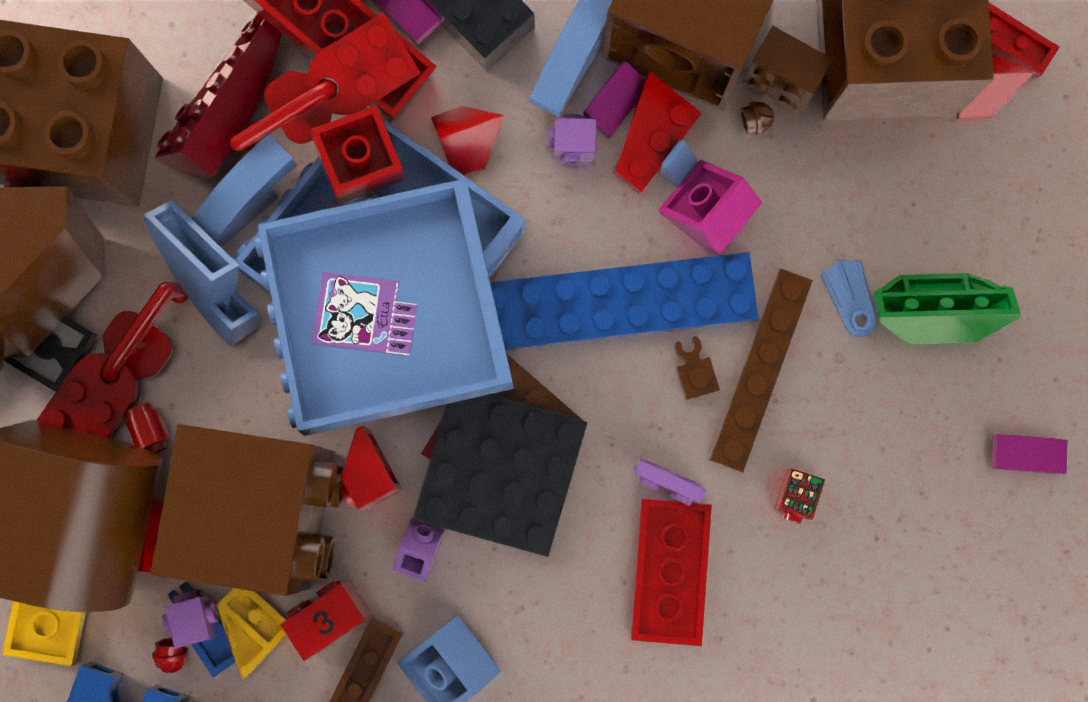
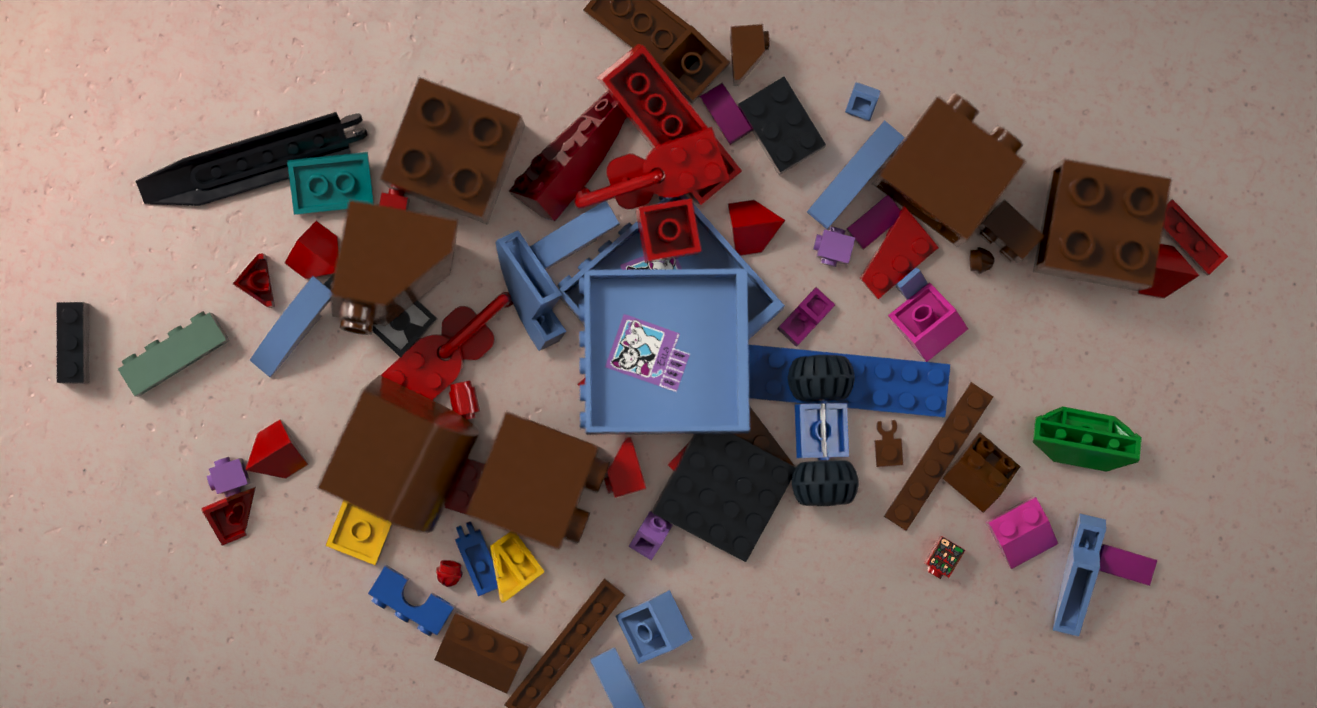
camera: 10 degrees right, 5 degrees up
(190, 619) = (472, 550): medium lavender brick -> none
(327, 619) = (572, 572): red brick -> none
(557, 233) = (806, 316): none -> magenta slope
(608, 366) = (822, 430): none -> black plate
(671, 572) = (835, 593): red plate -> none
(681, 487) = (856, 532): medium lavender plate -> none
(821, 378) = (981, 472): none -> reddish brown slope
(850, 295) = (1020, 412): medium blue piece -> none
(890, 440) = (1022, 532): none -> dark pink slope
(977, 480) = (1079, 574): none -> medium blue slope

